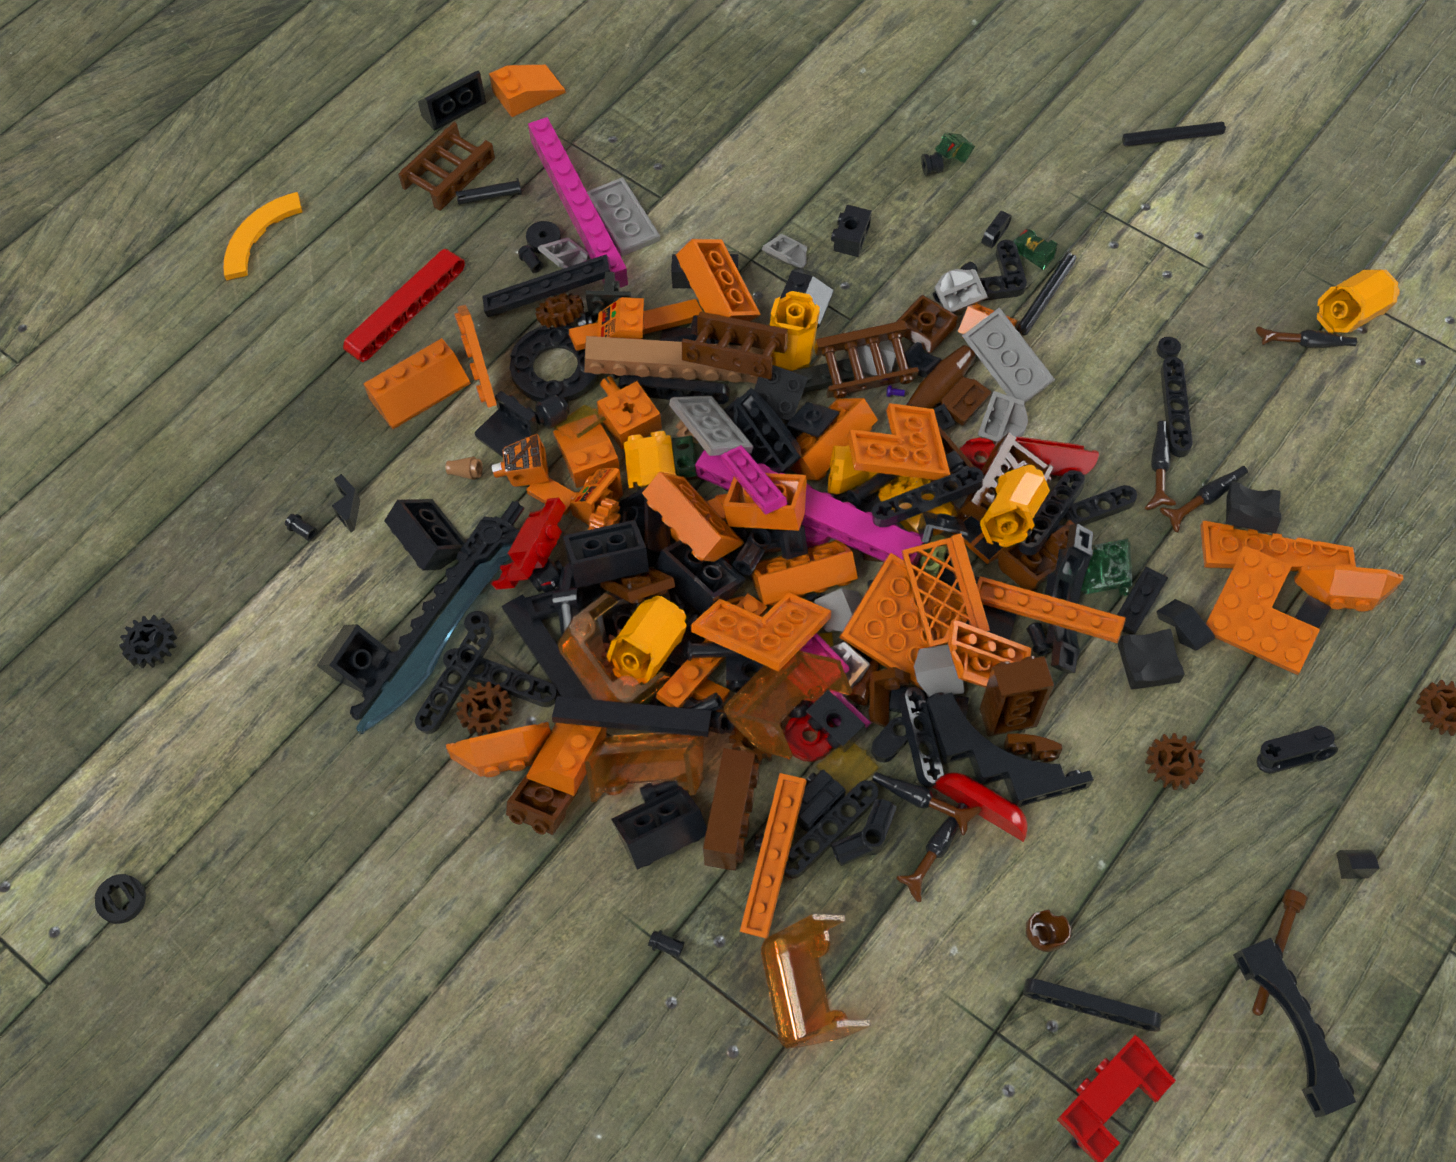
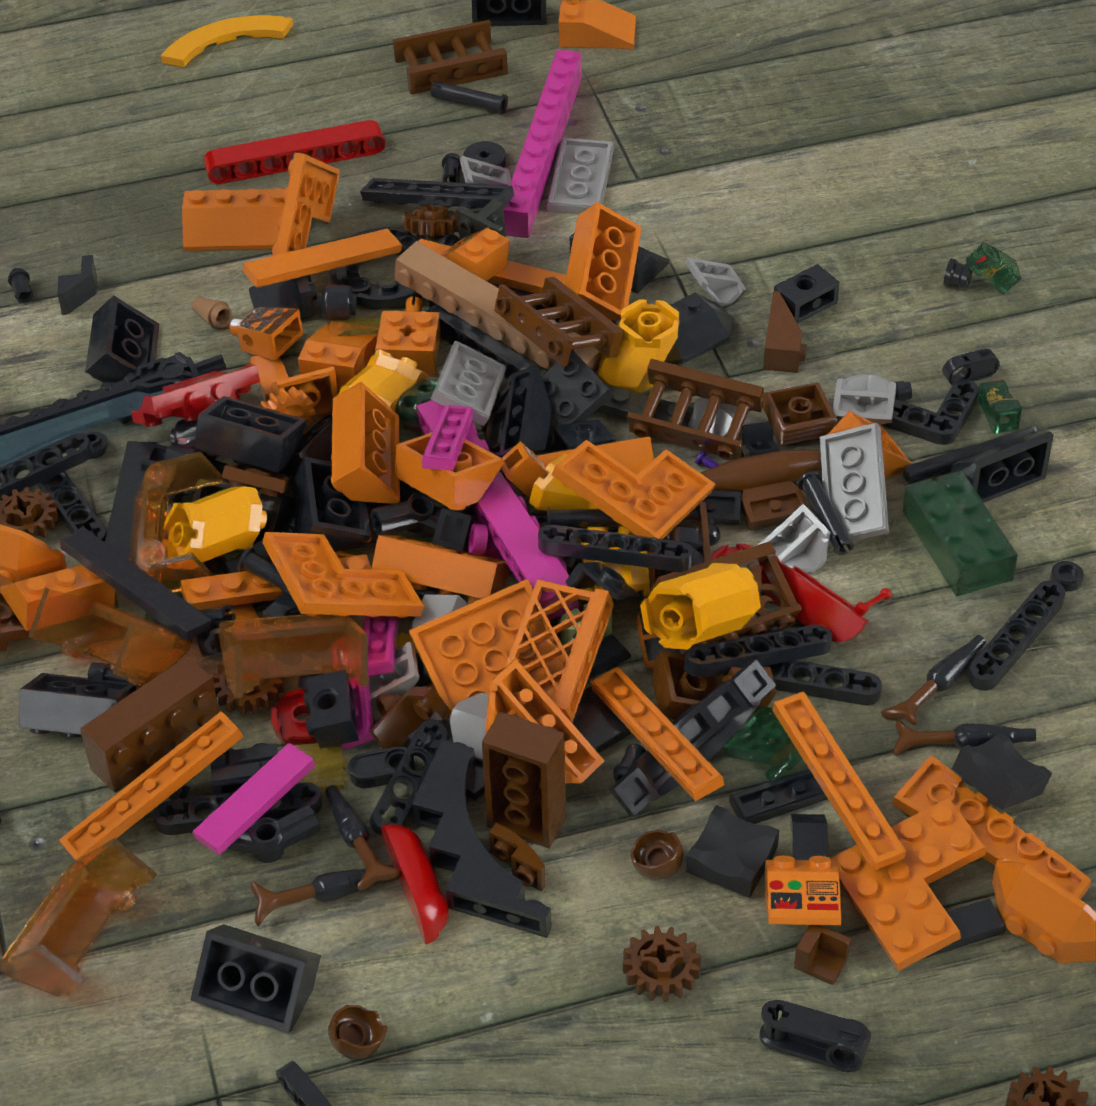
camera: 35 degrees right, 15 degrees down
(519, 384) = (321, 258): none -> orange tile
(814, 469) = (523, 468): none -> orange brick
(815, 538) = (478, 539): none -> dark pink tile
(849, 819) = (253, 799): none -> dark pink tile
(865, 271) = (783, 339): none -> reddish brown slope
(952, 937) = (254, 977): none -> black slope
(1006, 387) = (825, 512): none -> black pin
(1076, 293) = (1008, 465): none -> black slope
(1079, 424) = (862, 608): none -> red hinge
(1090, 355) = (959, 533): none -> clear green piece
(1111, 690) = (657, 854): none -> reddish brown hair
(1183, 575) = (839, 781): none -> orange plate
(1218, 662) = (802, 891): none -> orange slope
(1251, 693) = (822, 953): none -> reddish brown panel

